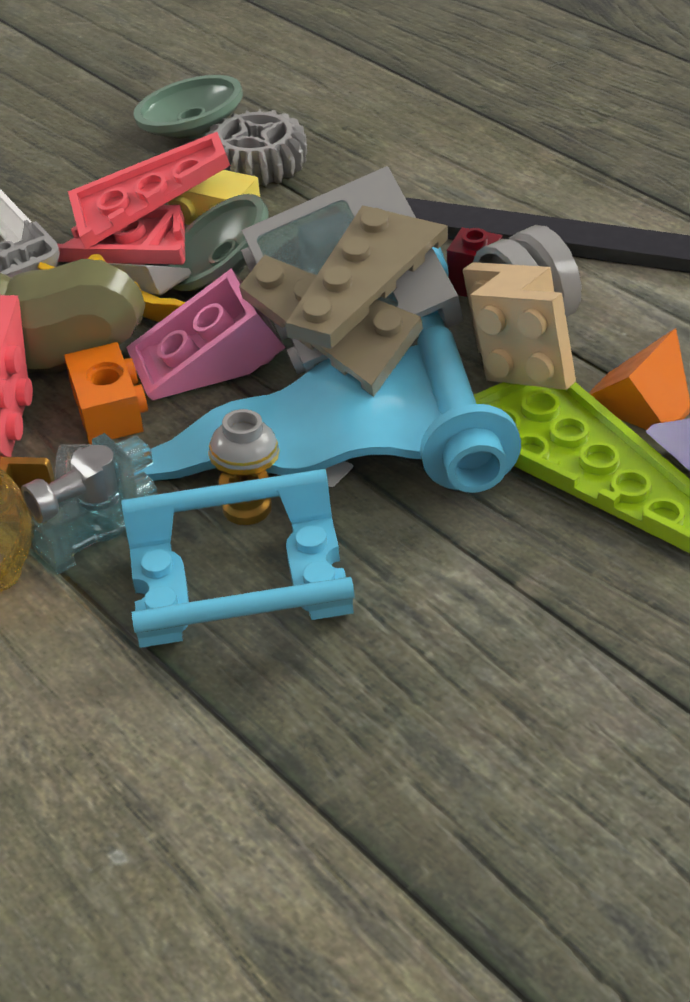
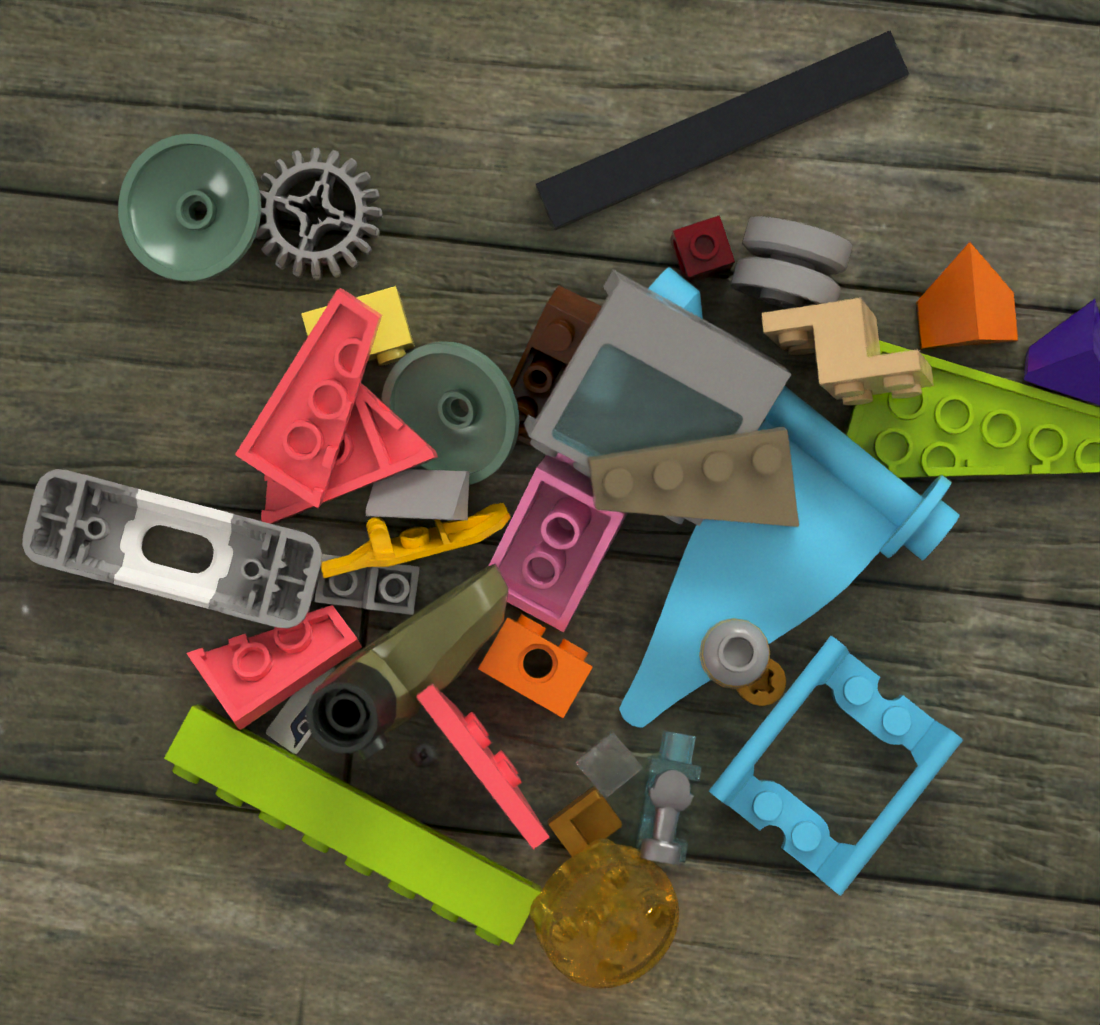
camera: 45 degrees left, 45 degrees up
(359, 270) = (708, 420): dark tan wing -> none

